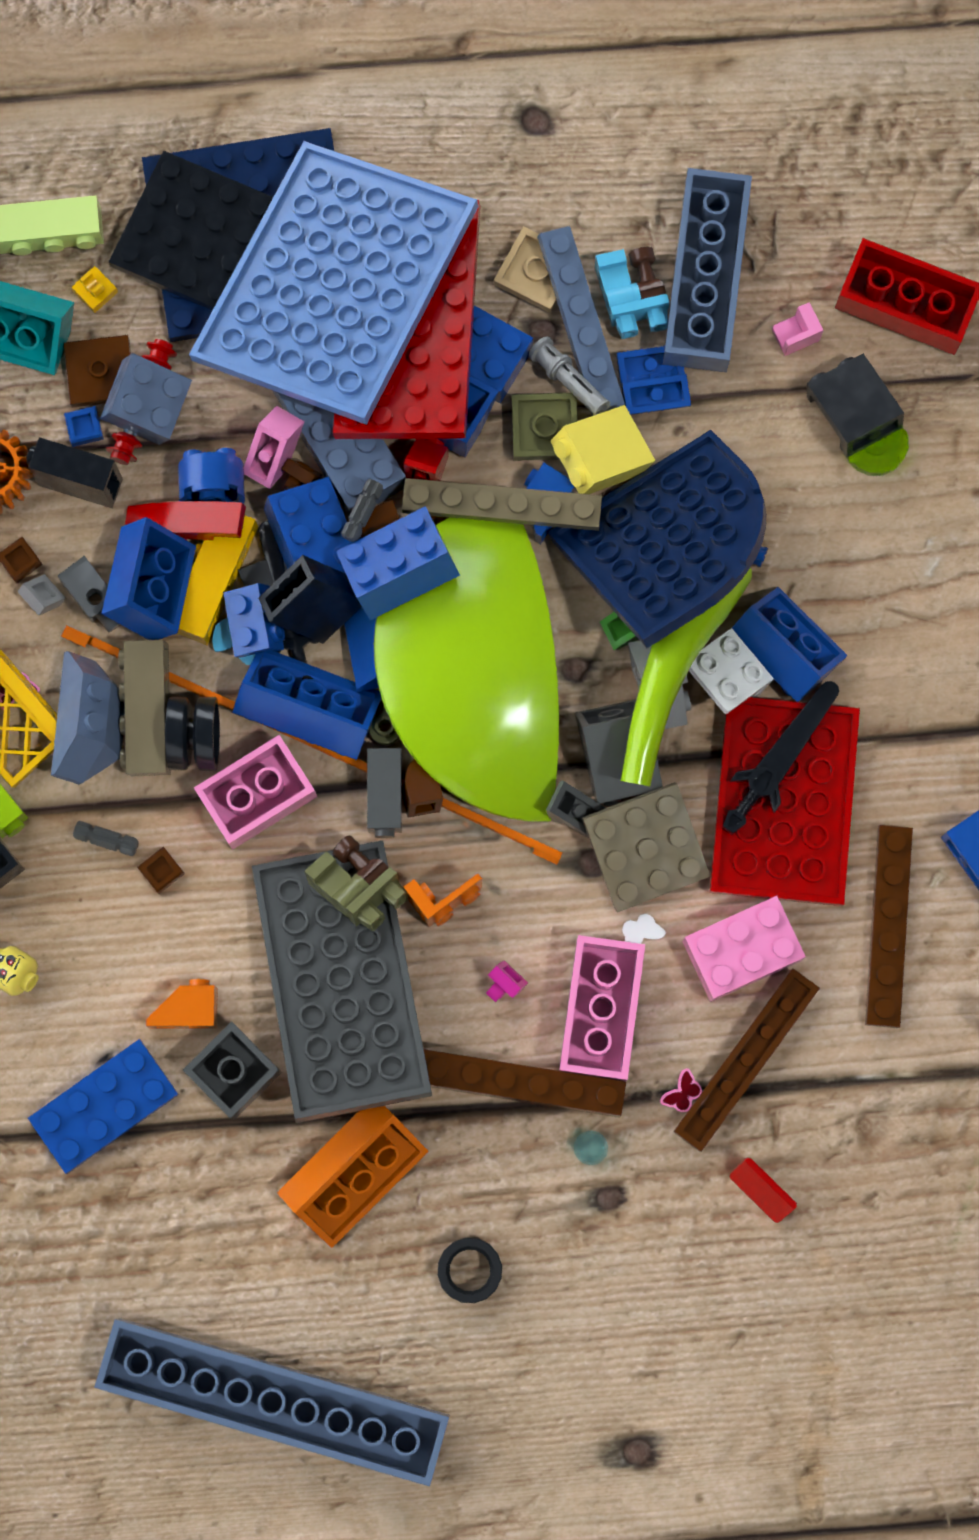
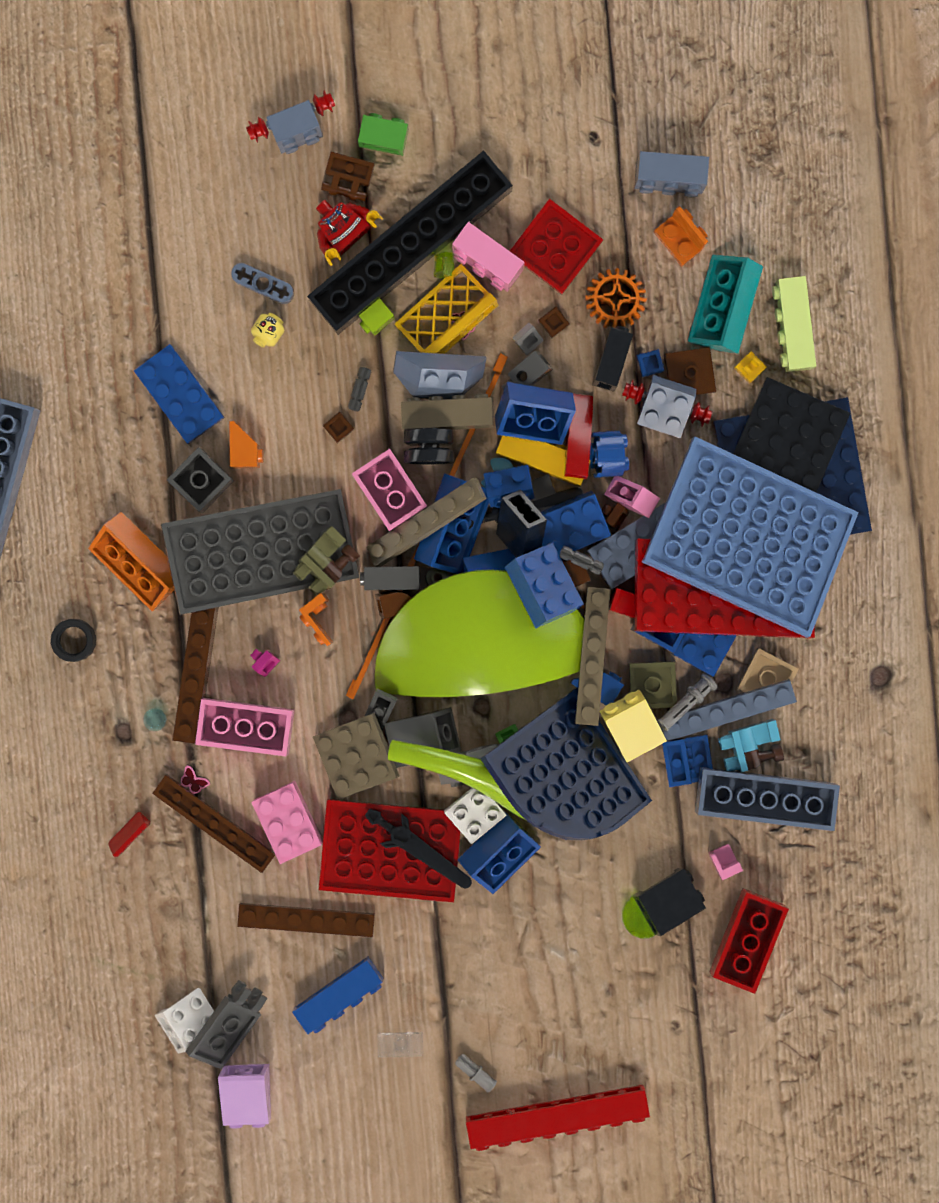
camera: 90 degrees right, 10 degrees up
(303, 735) = (426, 522): none -> dark tan plate
(642, 928) = (303, 754): white sticker -> none

